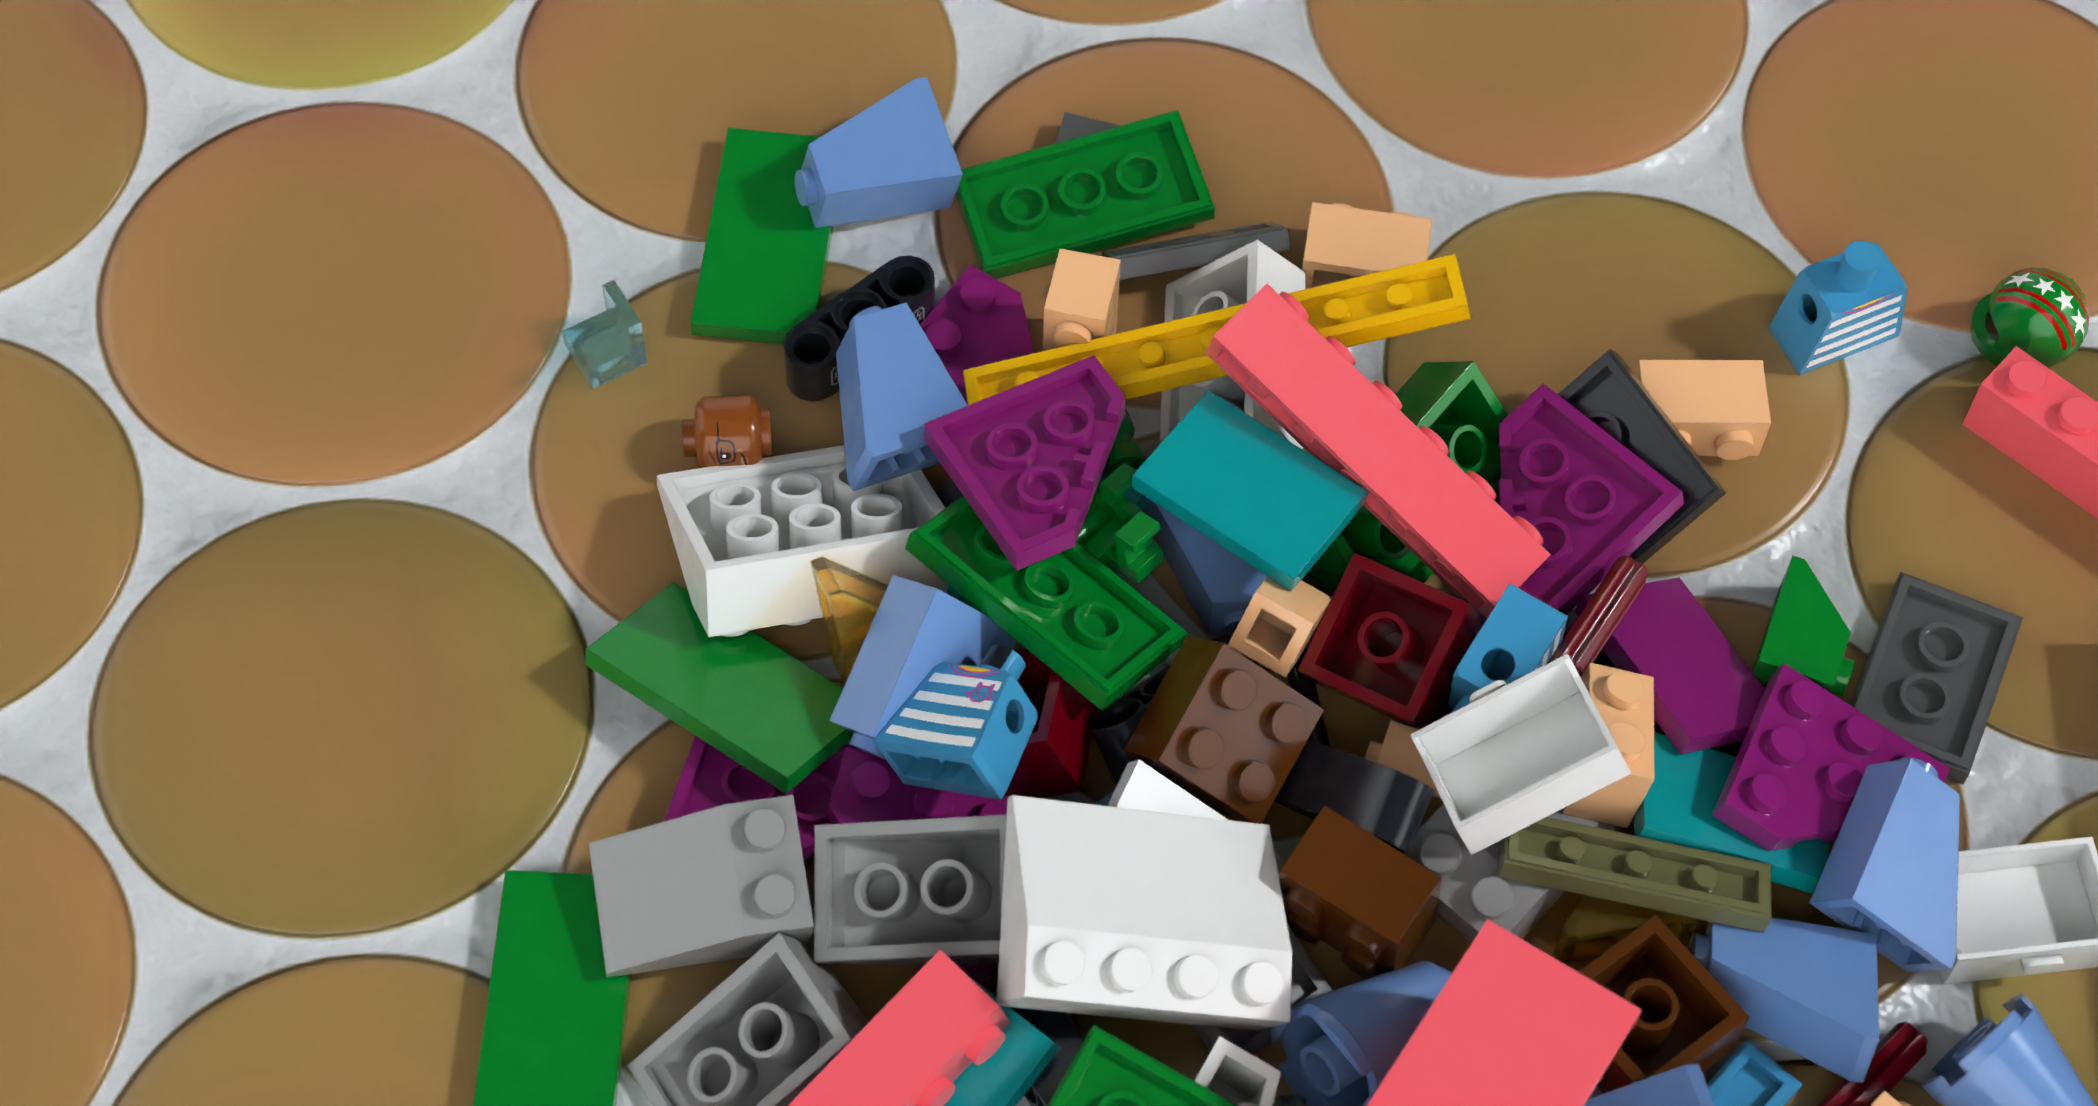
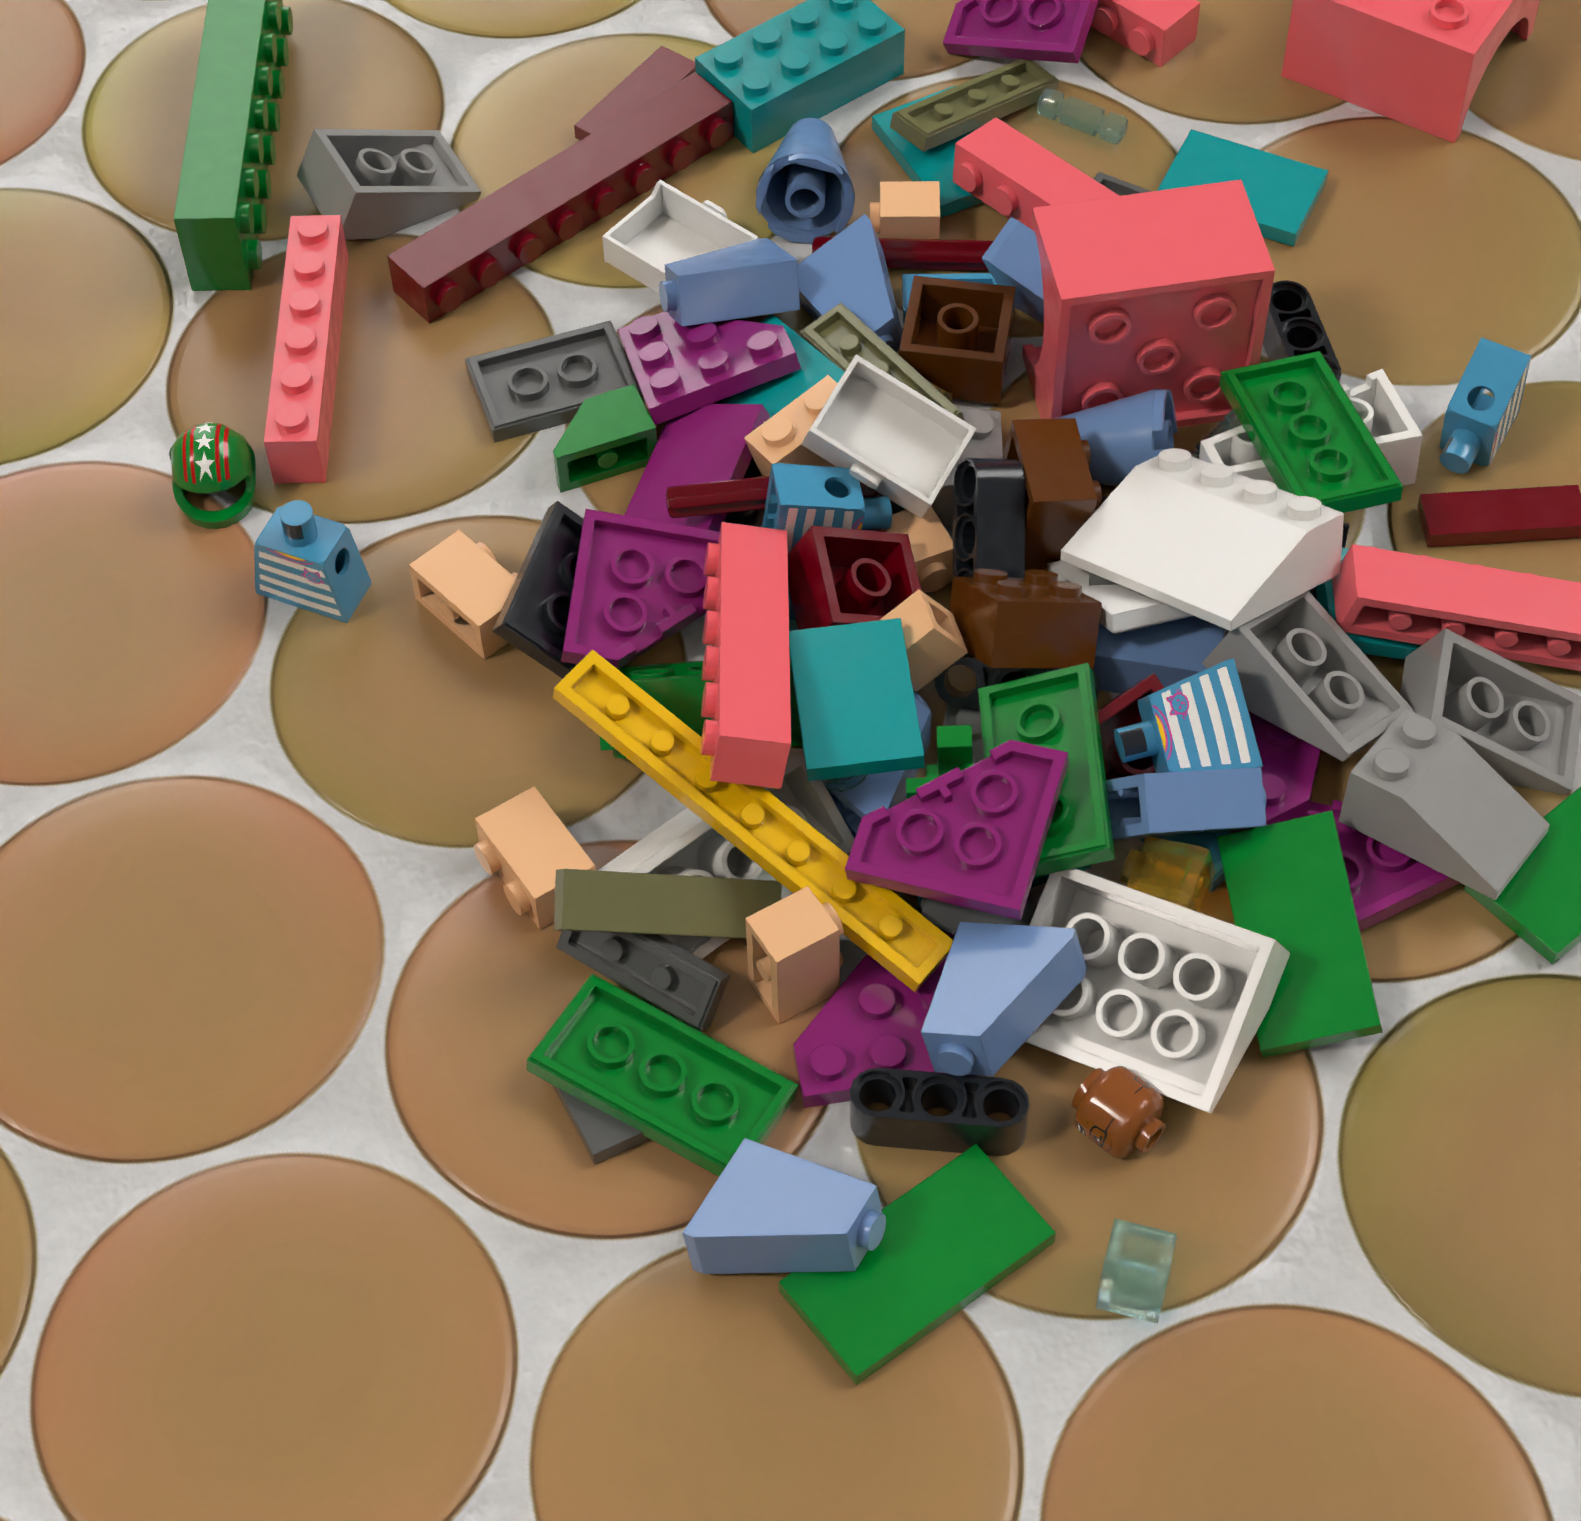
camera: 130 degrees left, 5 degrees down
(1222, 238) = (658, 903): none -> olive tile

